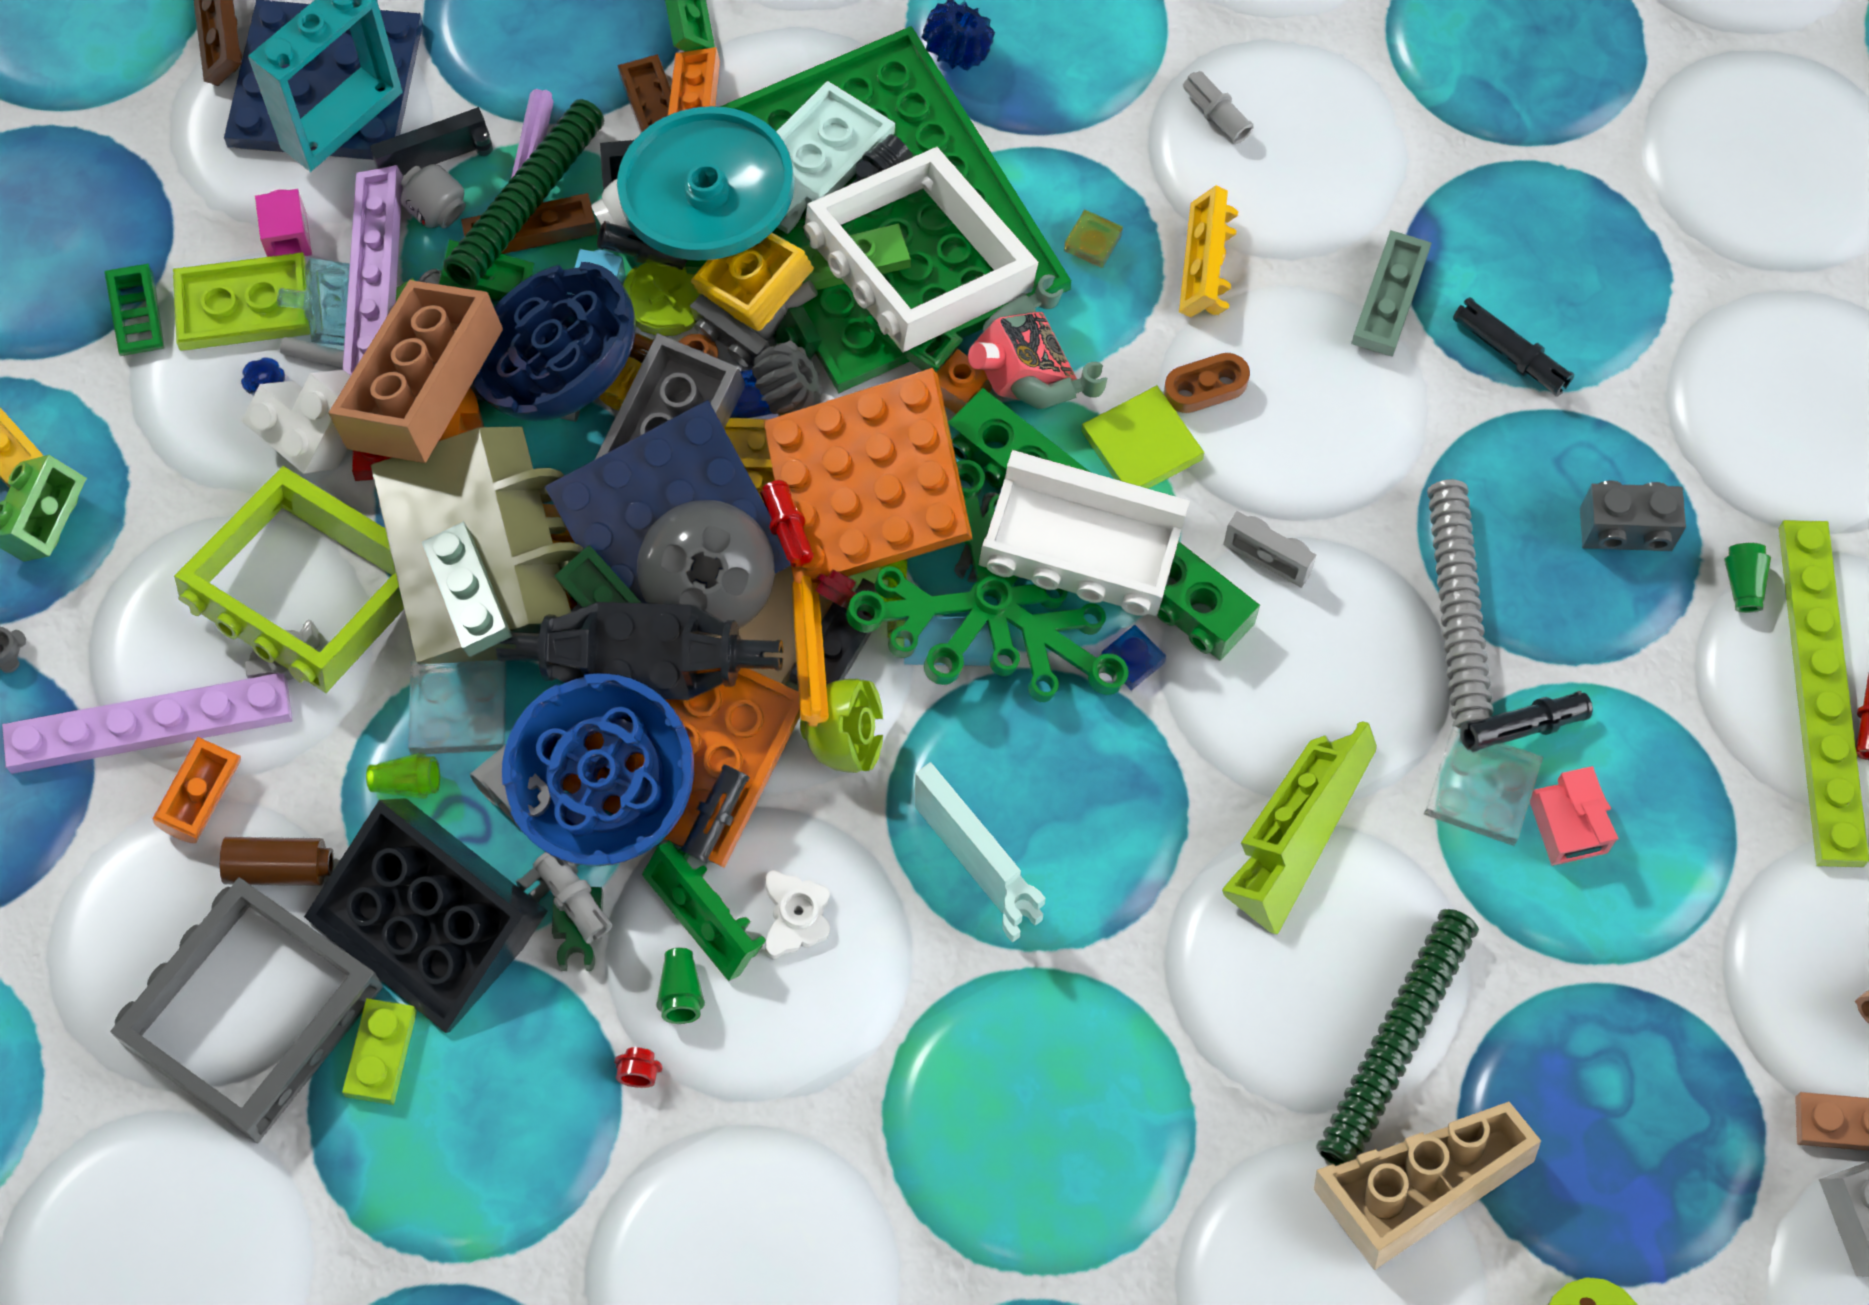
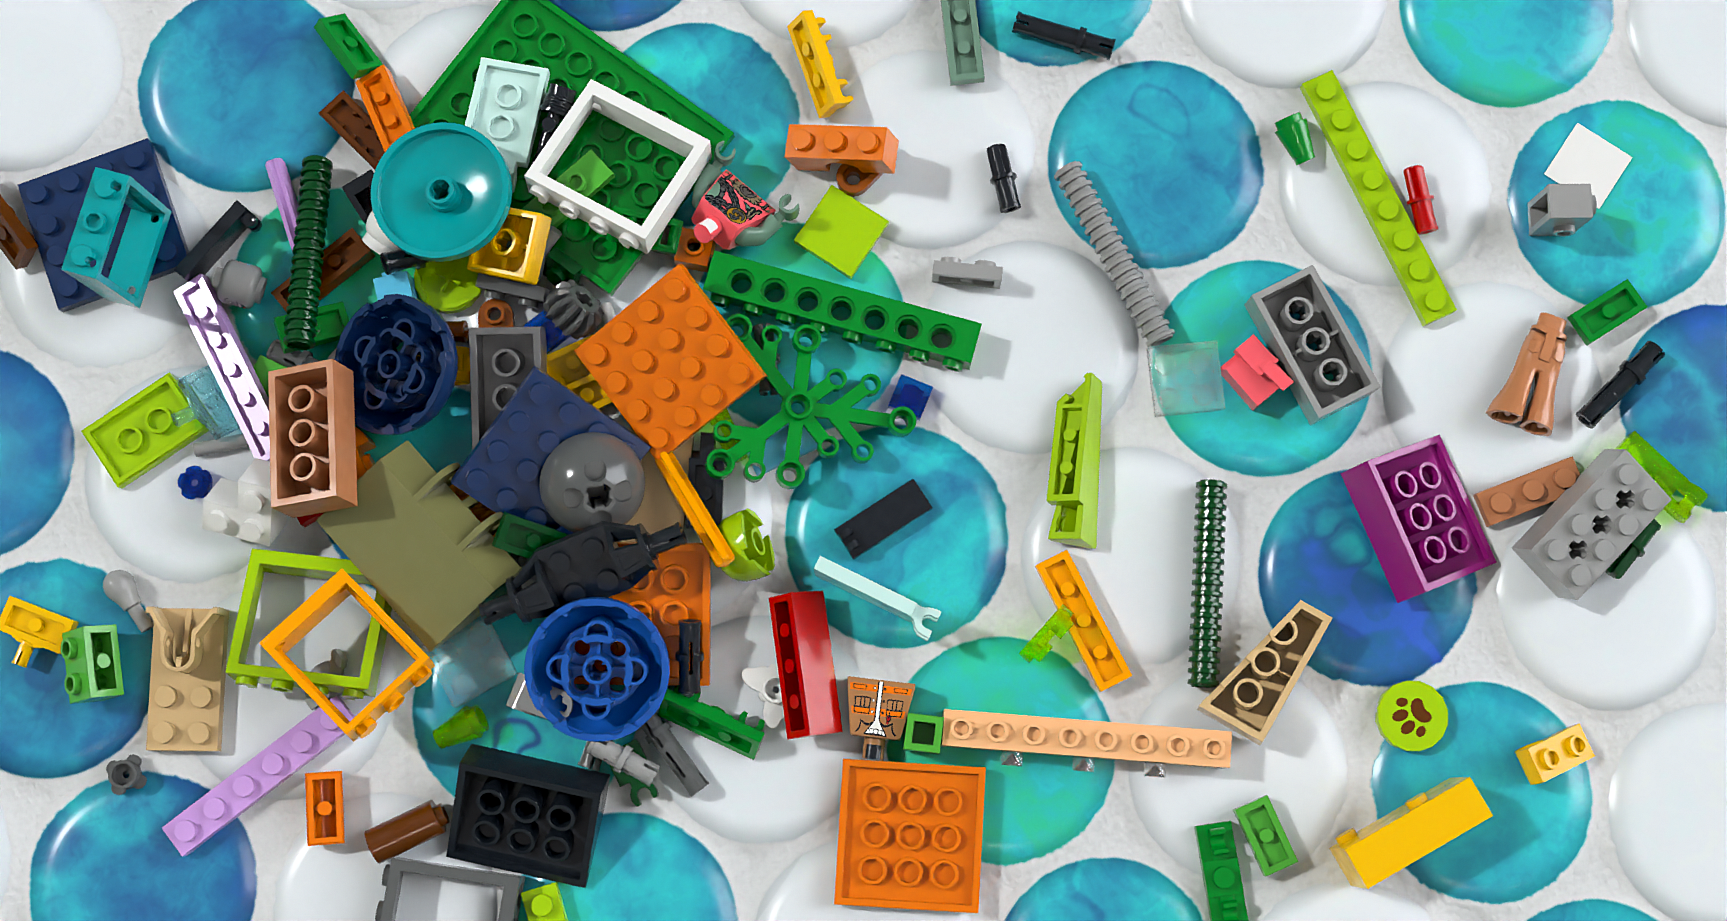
camera: 25 degrees left, 15 degrees up
(116, 450) = (122, 590): none -> light grey piece
(127, 580) = (187, 679): none -> tan plate
(129, 278) = (64, 446): green slope -> none
(283, 223) = (142, 358): dark pink brick -> none
(311, 555) = (310, 615): none -> light orange window
(466, 589) = (438, 586): plate -> none
(632, 896) = (674, 754): none -> dark grey pin
(637, 1068) = (725, 849): red plate -> none
(679, 989) = (724, 781): green cone -> none
(787, 522) = (632, 424): red axle -> none
(836, 587) = (689, 453): dark red plate -> none
(849, 894) = (805, 664): none -> red brick
(873, 1163) = (910, 836): none -> orange plate
(909, 993) = (877, 712): none -> torso
(951, 1042) = (923, 733): none -> bright green brick
(1030, 778) = (883, 519): none -> black hinge
(1084, 534) = (840, 334): white panel -> none
(1093, 238) = (732, 90): clear yellow plate -> none
(1153, 1151) = (1086, 740): none -> light nougat piece
(1178, 990) = (1057, 625): none -> clear neon green plate
(1218, 353) = (859, 146): none -> orange arch
(1218, 1010) = (1089, 629): none -> light orange plate
(1365, 467) = (1003, 178): none -> black axle
(1541, 717) = (1204, 310): black pin -> none
(1632, 516) = (1202, 131): dark grey brick -> none
(1663, 814) = (1318, 324): none -> light grey brick
(1709, 1085) = (1418, 518): none -> magenta slope

